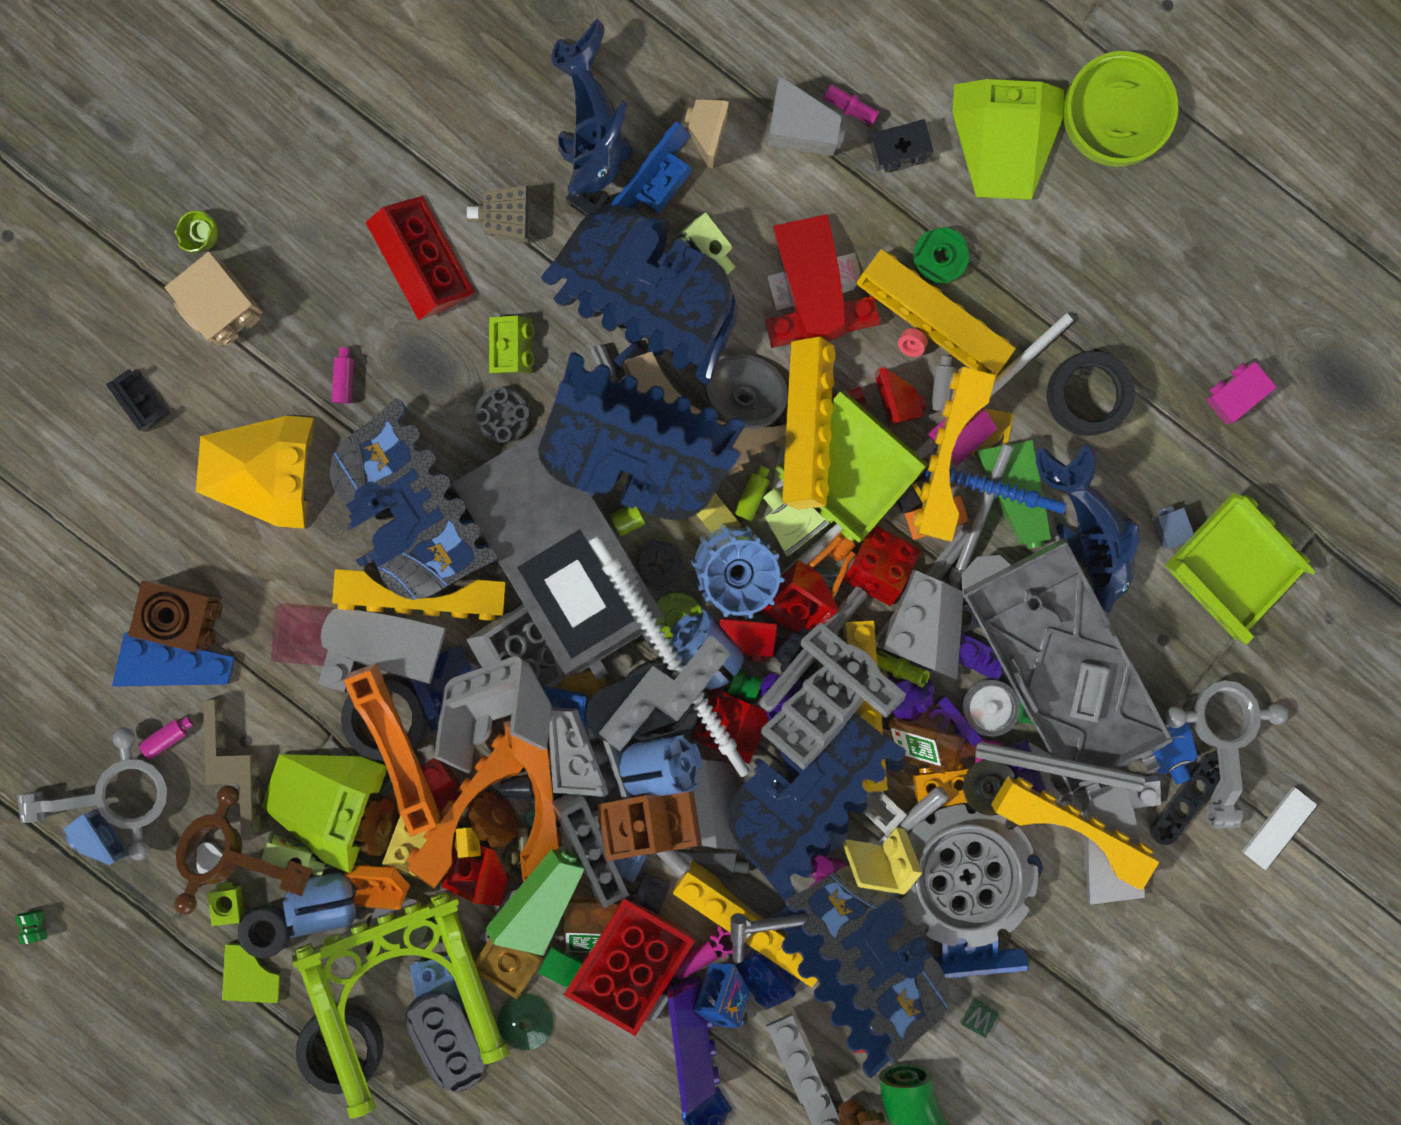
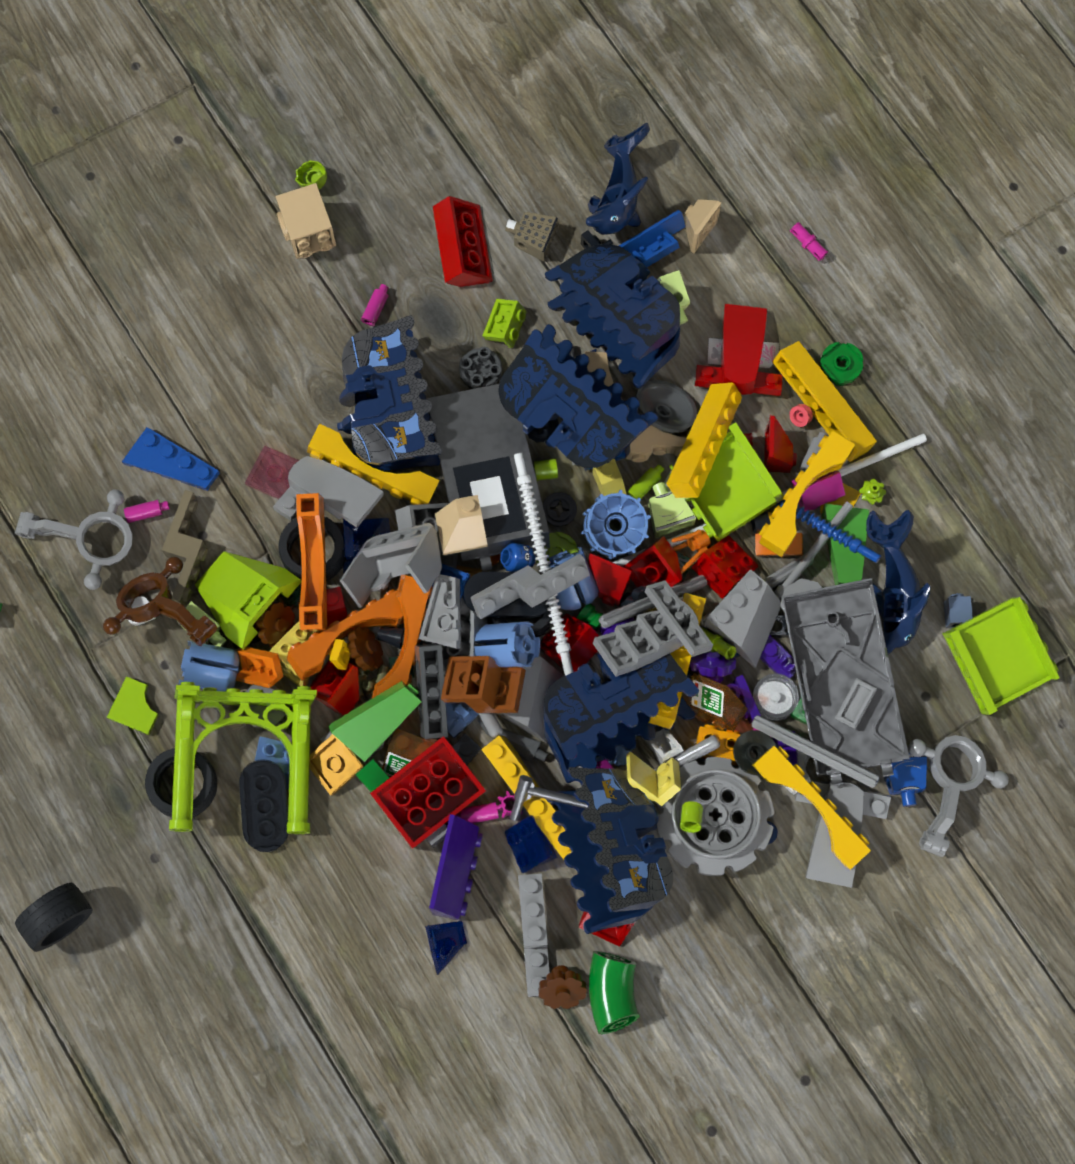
camera: 15 degrees right, 15 degrees down
(95, 838) = (63, 560): medium blue slope -> none
(138, 399) = (224, 272): black hinge -> none
(193, 619) = (189, 423): reddish brown brick -> none
(218, 913) = (139, 655): lime brick -> none
(248, 938) = (153, 663): black tyre -> none
(259, 469) = (290, 348): yellow wedge -> none
(526, 1008) = (338, 826): clear green dish -> none
(556, 646) = (461, 526): none -> tan slope
(635, 656) = (516, 557): none -> blue head
(723, 996) = (492, 845): blue torso -> none
(803, 122) = (770, 239): light grey slope -> none
(913, 135) = (828, 272): black brick -> none
(943, 895) = (691, 817): none -> lime beam
(979, 1018) = (688, 939): clear green tile -> none
(982, 960) = (706, 888): blue bracket -> none
(1006, 133) = (917, 294): lime wedge -> none
(1028, 410) = (872, 491): none -> lime plant
(1120, 108) = (1006, 304): lime piece -> none
(1120, 377) = (938, 472): black tyre -> none
(1192, 801) = (908, 820): black beam -> none
(1240, 392) = (1038, 529): dark pink brick -> none
(1279, 828) = (975, 871): white tile -> none

